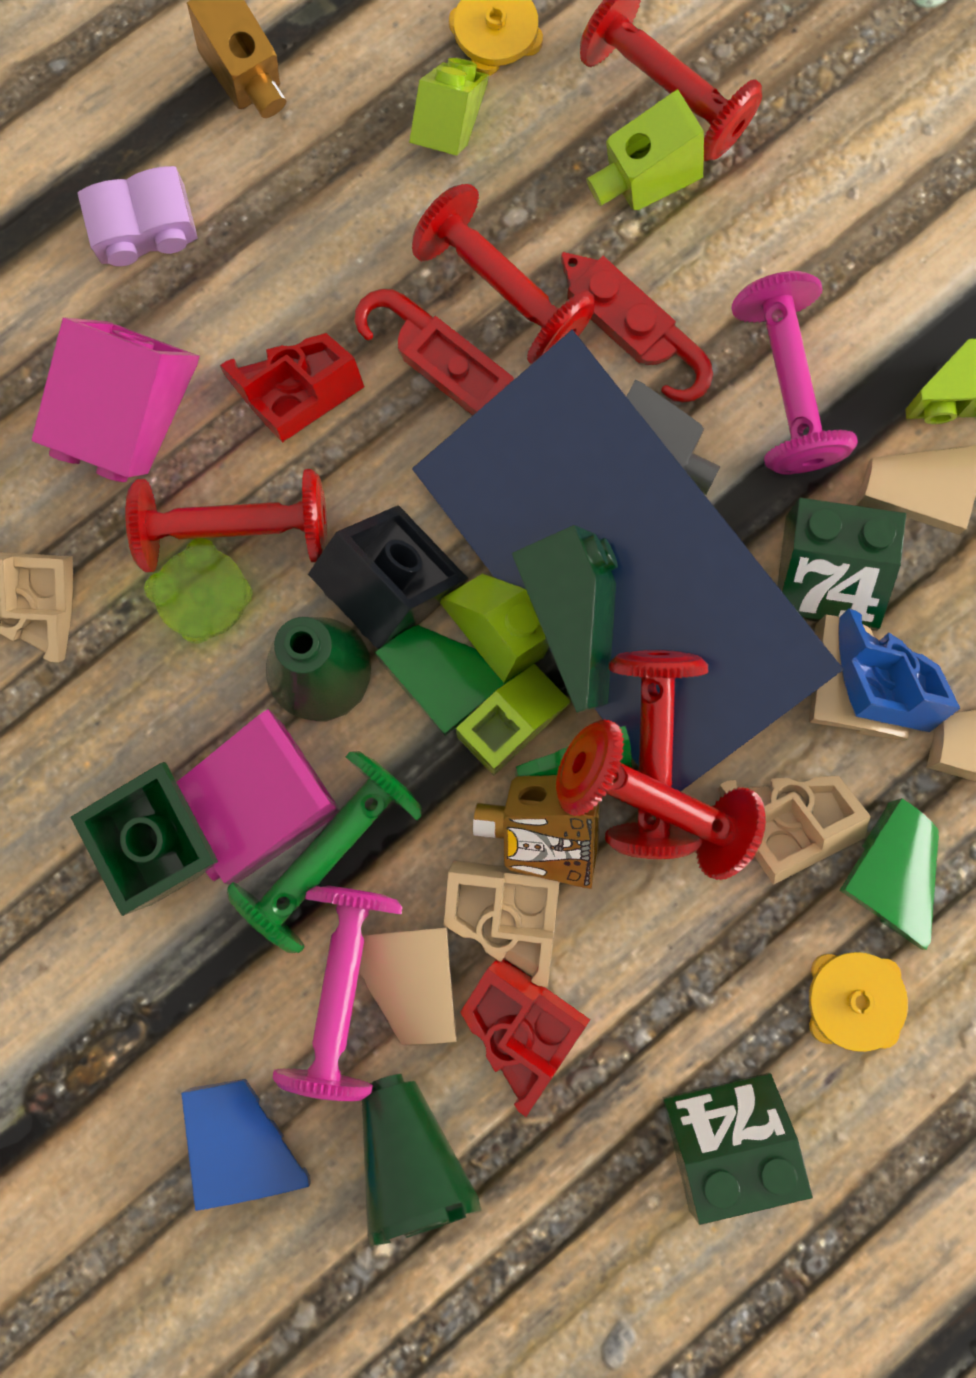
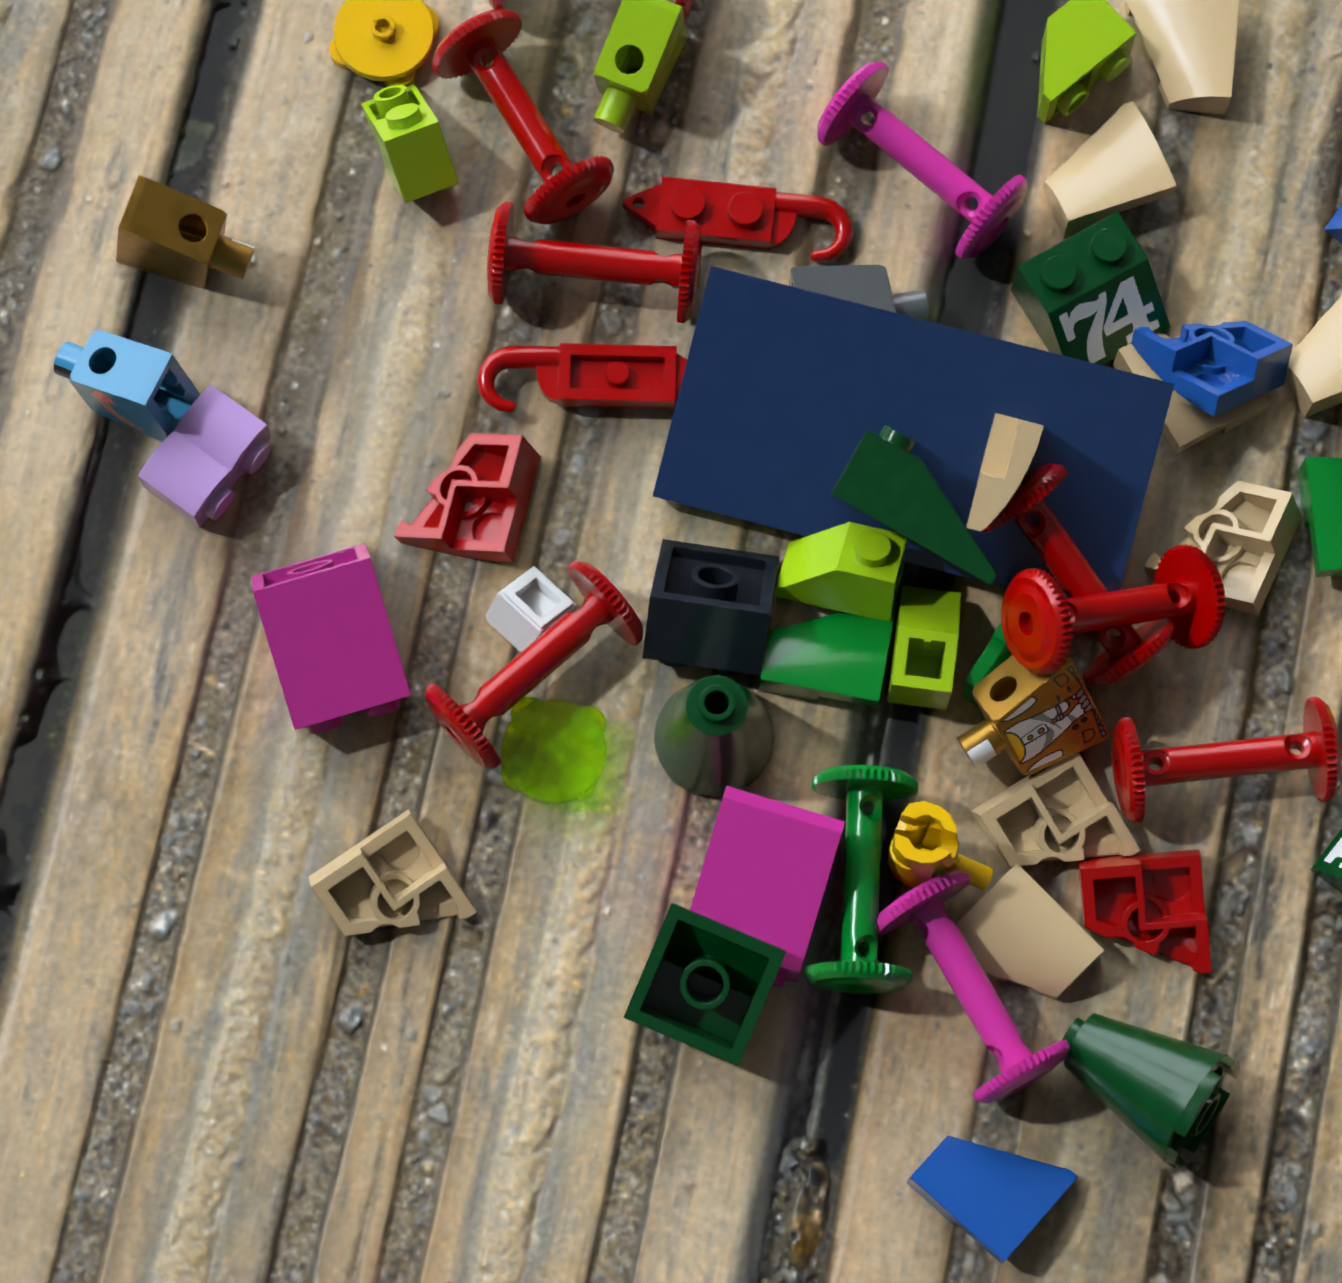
camera: 40 degrees left, 5 degrees down
(119, 113) = (128, 382): none -> dark azure torso
(269, 479) = (528, 608): none -> white slope
(387, 866) = (929, 845): none -> yellow piece
(546, 71) = (469, 50): none -> red hose
(664, 977) = (1227, 759): none -> red hose
(674, 623) = (1003, 467): none -> tan slope

